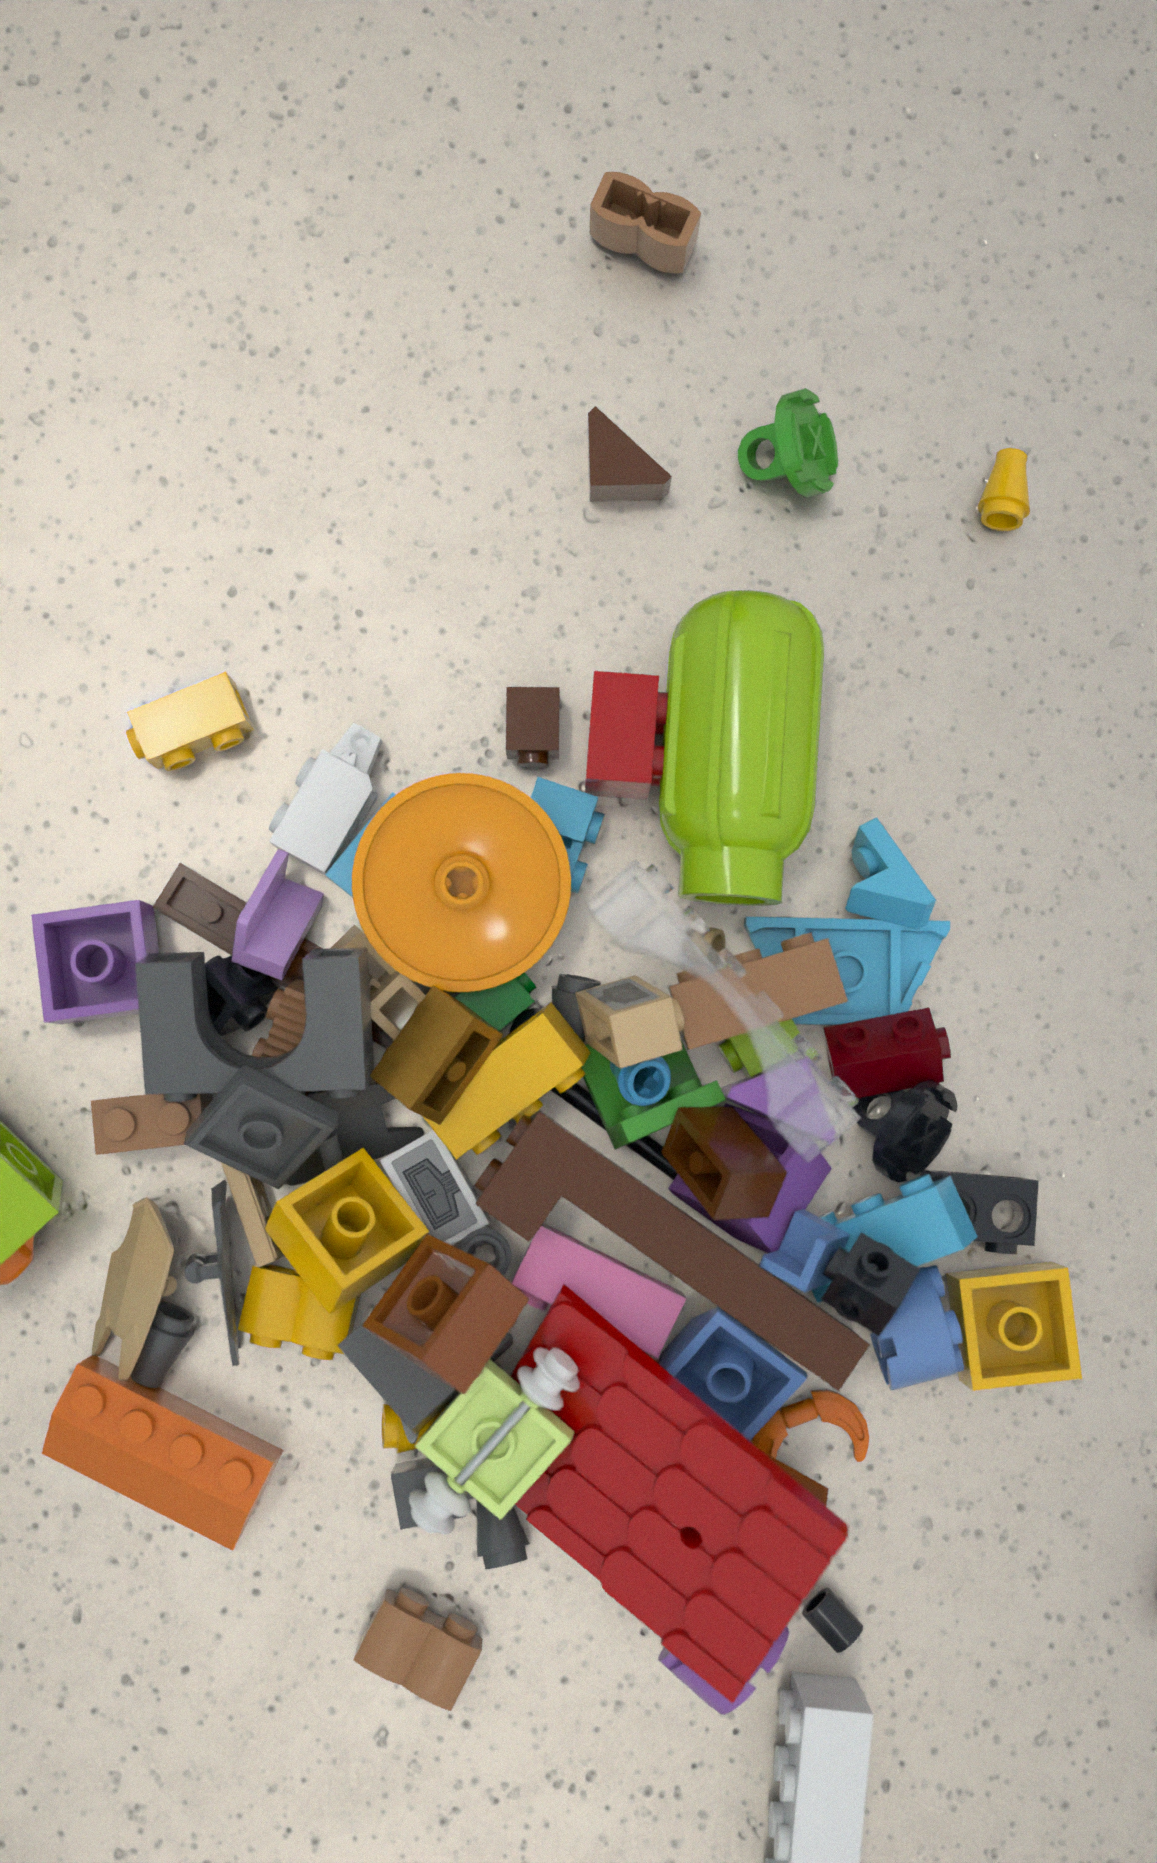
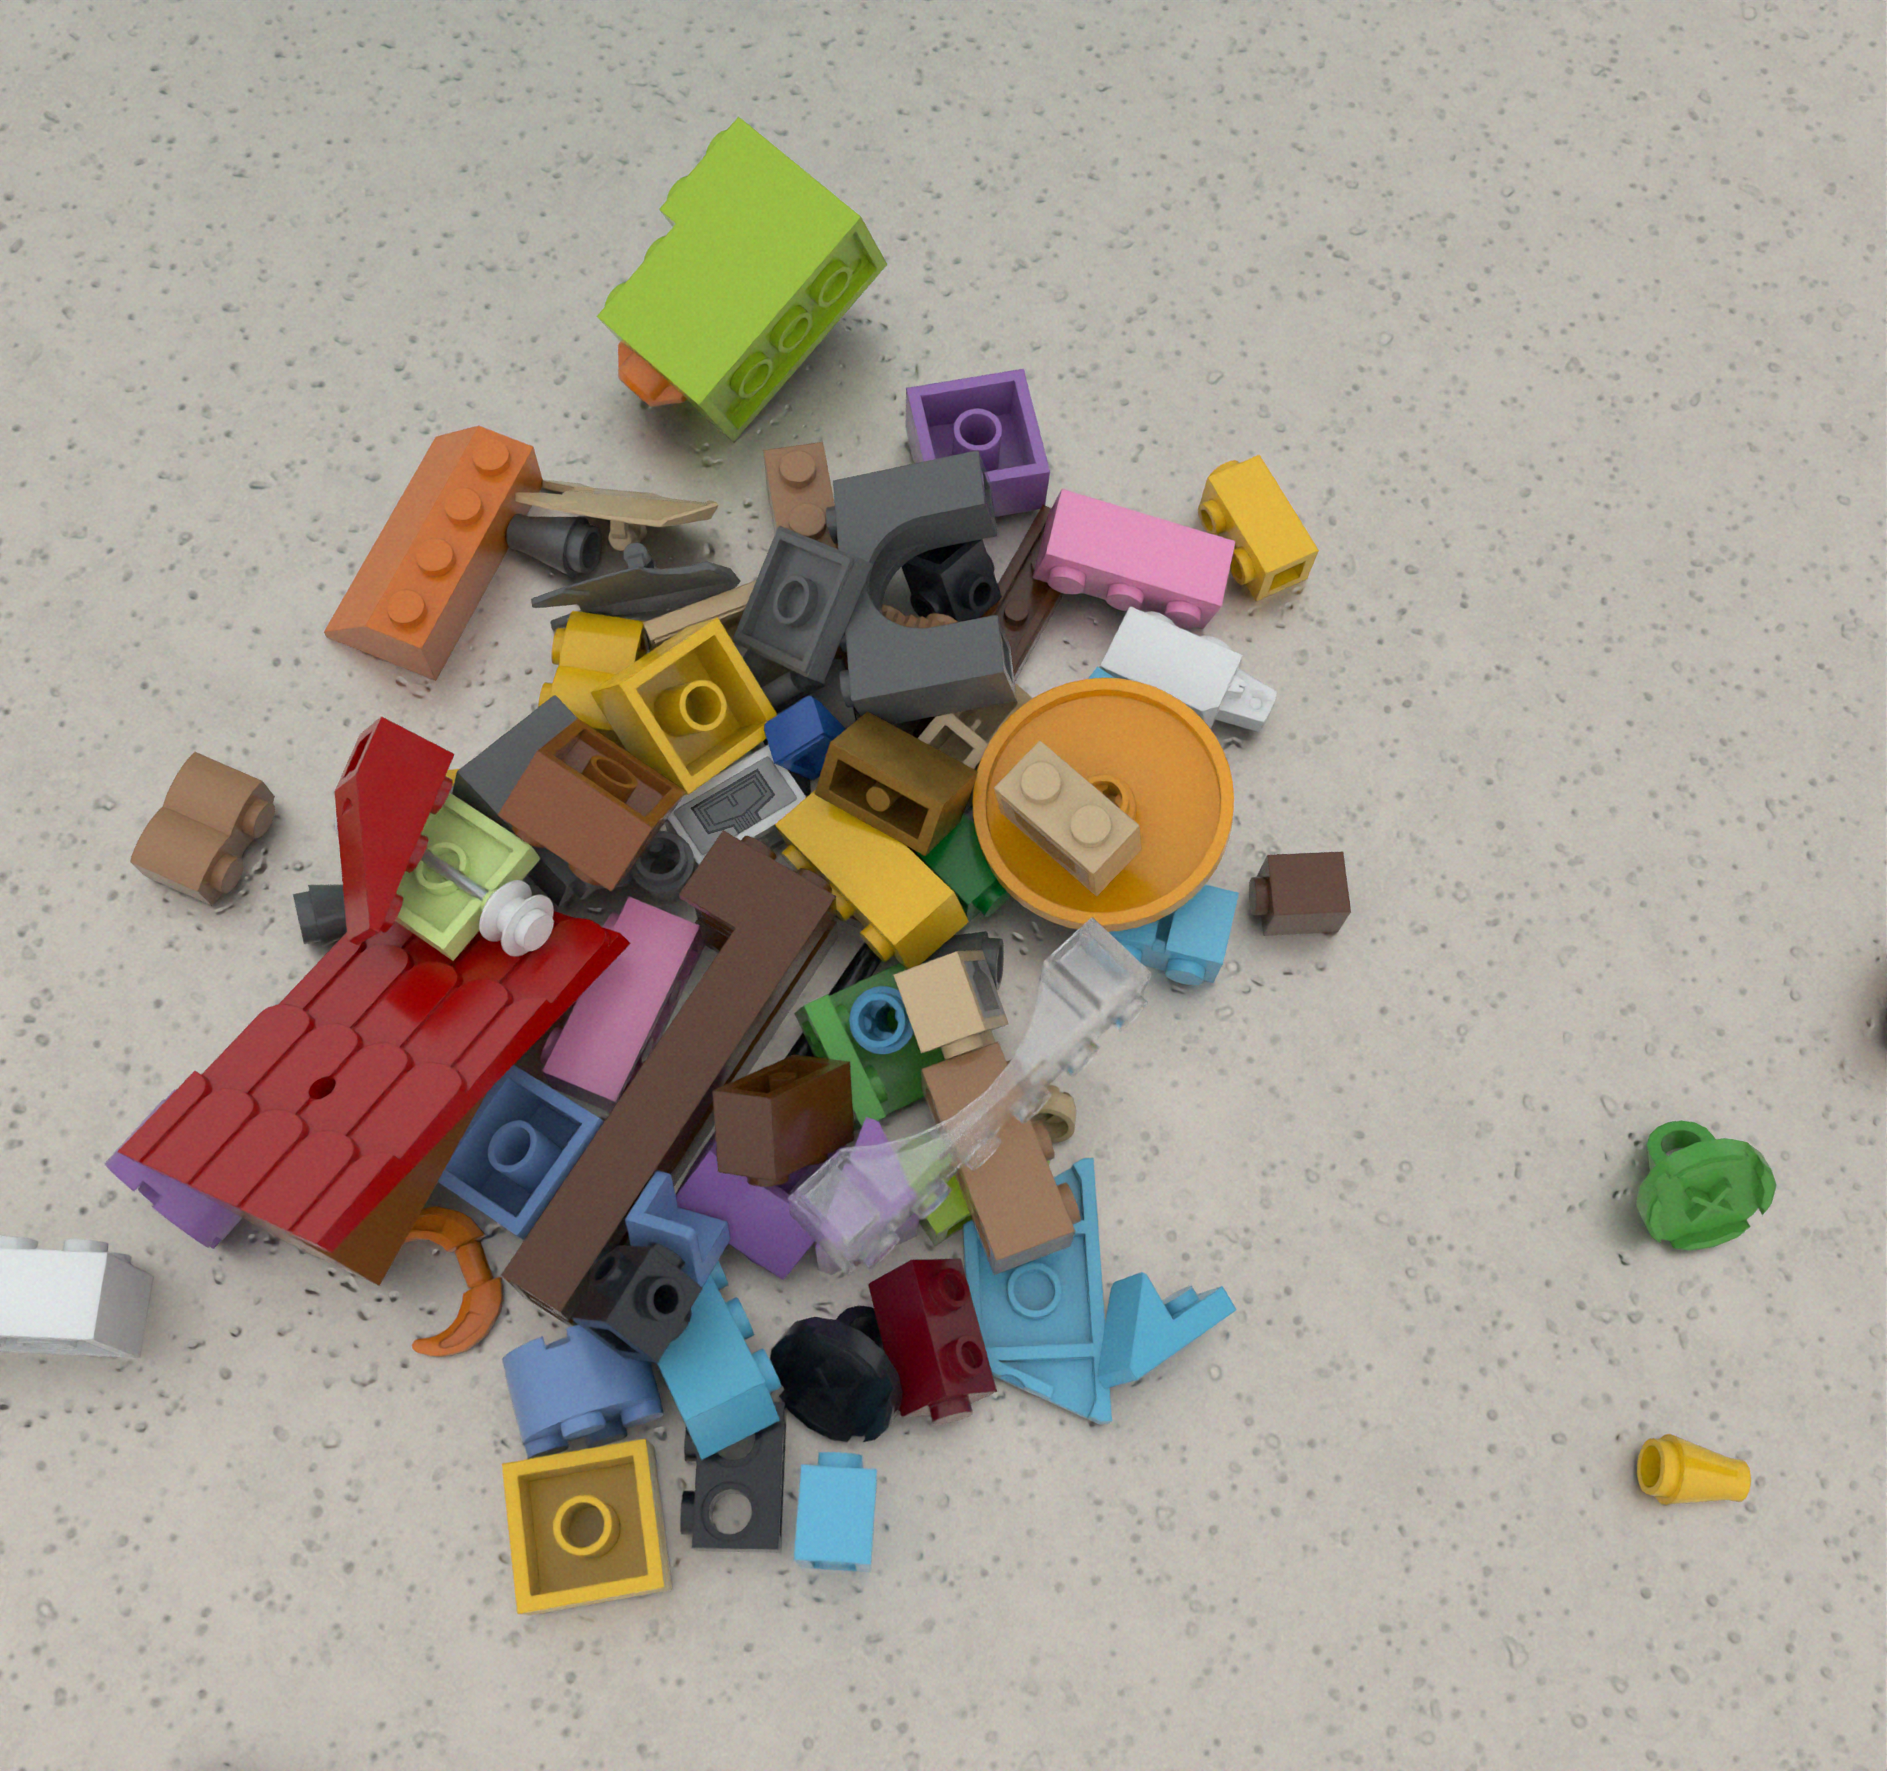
camera: 85 degrees right, 15 degrees down
(221, 833) = (1133, 560): none -> bright pink brick
(275, 921) = (1045, 615): lavender panel -> none
(380, 1129) = (802, 737): none -> blue slope
(453, 1493) = (380, 813): none -> red slope
(487, 914) = (1068, 818): none -> tan brick
(619, 466) = (1630, 972): reddish brown slope -> none
(622, 735) = (1301, 987): red brick -> none
(741, 744) = (1310, 1122): lime piece -> none
(832, 1620) = (213, 1317): black hinge -> none
(1028, 1135) = (836, 1514): none -> medium azure brick

